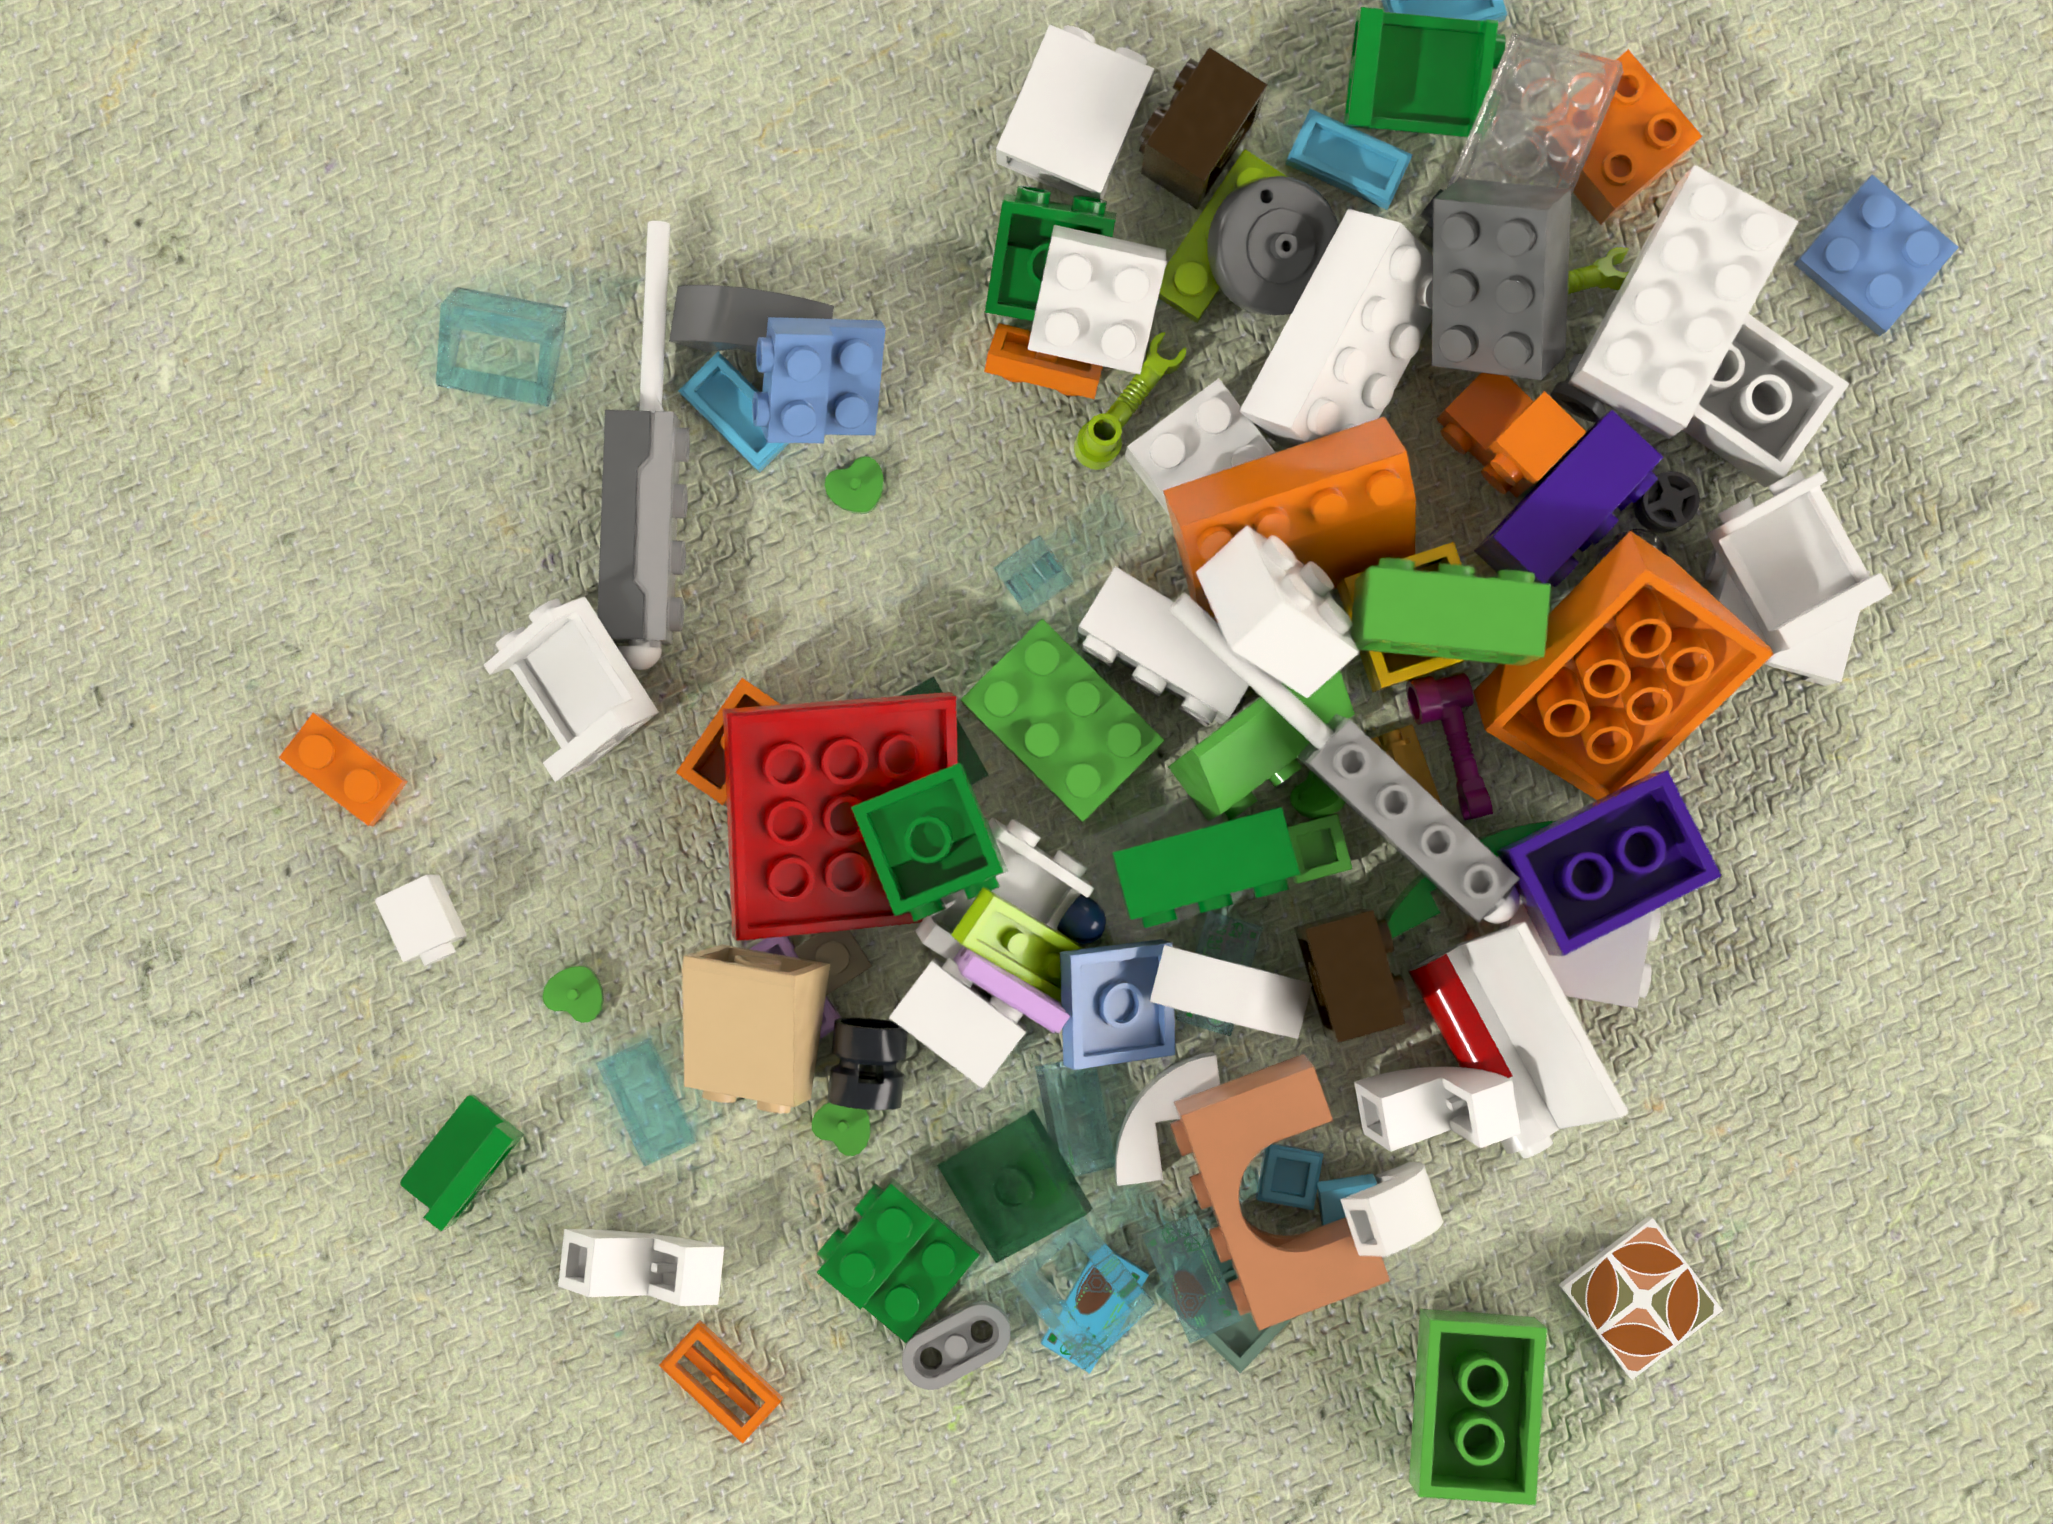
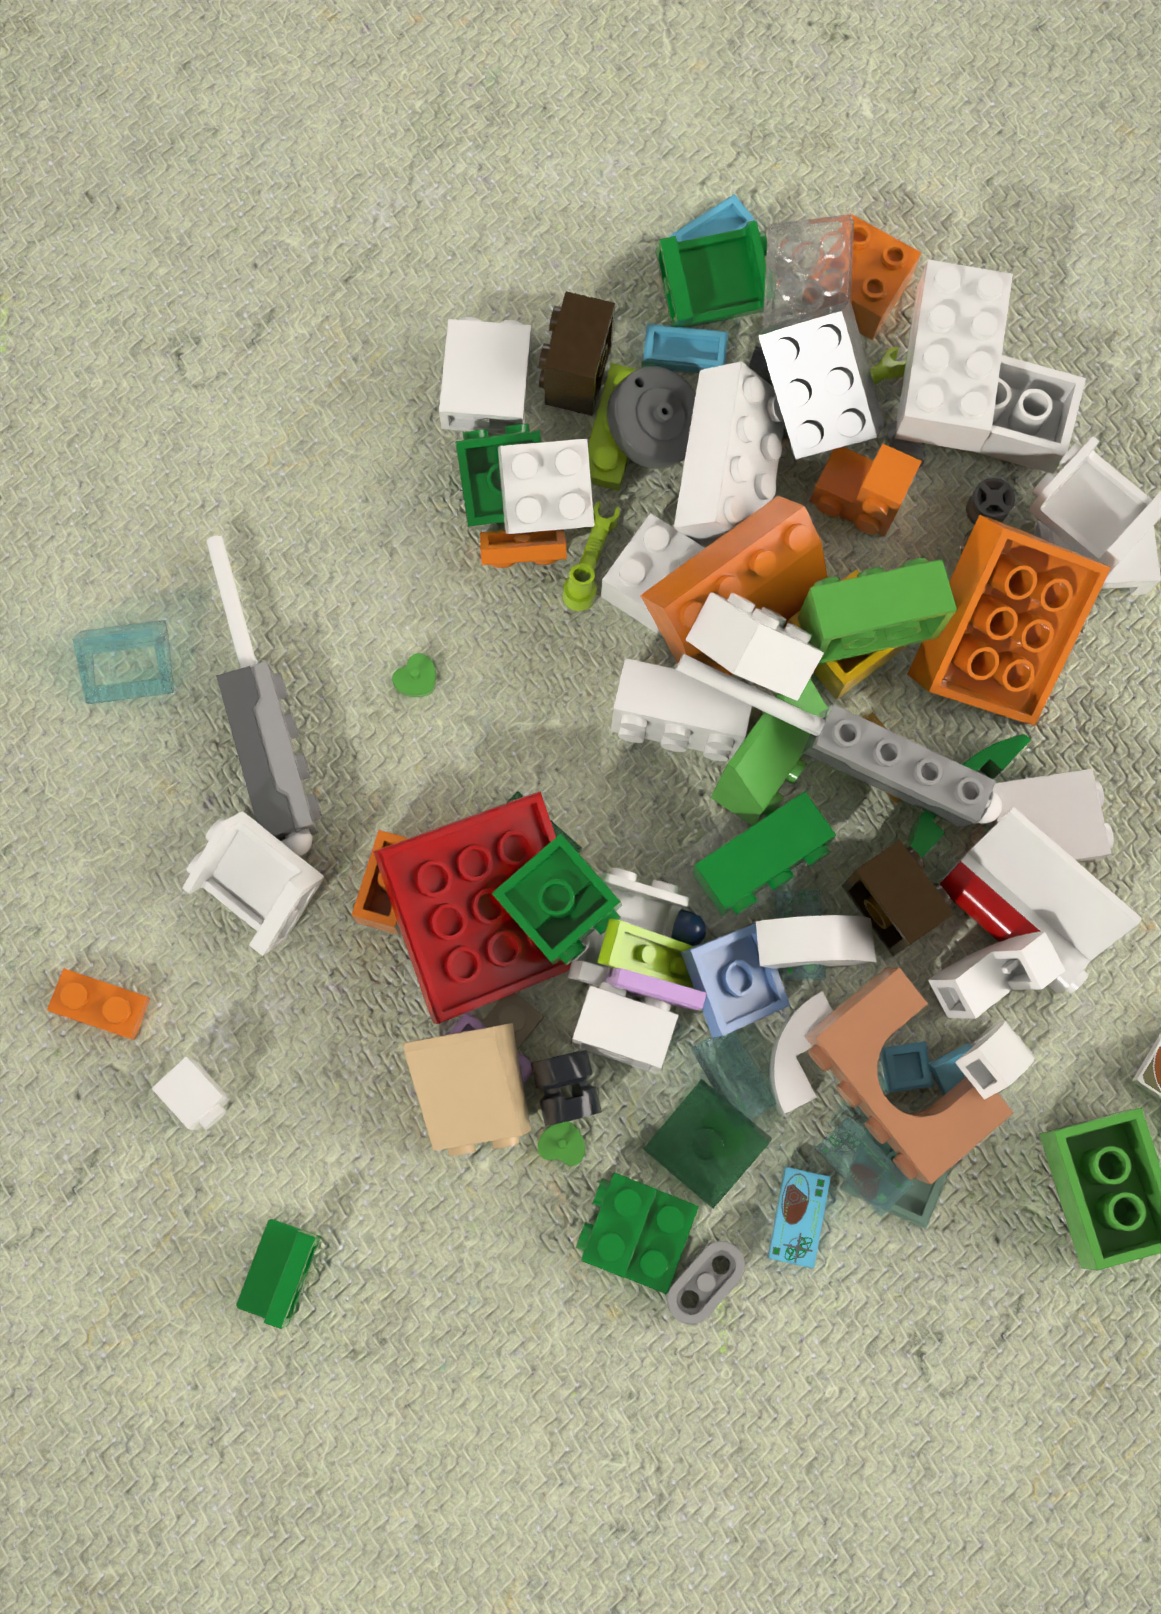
camera: 25 degrees left, 10 degrees down
(576, 992) = (326, 1112): bright green piece -> none
(641, 1264) = (444, 1305): white brick -> none
(647, 1102) = (407, 1177): clear light blue tile -> none
(726, 403) = (314, 652): medium azure tile -> none
(734, 317) = (307, 580): dark grey brick -> none
(737, 1366) = (570, 1391): orange tile -> none
(818, 378) = (365, 604): medium blue plate -> none
(1033, 575) = (565, 693): clear light blue tile -> none
(1057, 1313) = (772, 1226): clear light blue tile -> none
(1062, 720) = (622, 789): bright green brick -> none
(1315, 798) = (825, 782): bright green piece -> none
(1319, 848) = (843, 819): bright green plate -> none
(1443, 701) = (888, 688): magenta brick -> none
(1573, 503) = (933, 508): dark purple brick -> none
(1609, 863) = (1056, 750): dark purple brick -> none
(1876, 255) = (1065, 301): medium blue plate -> none

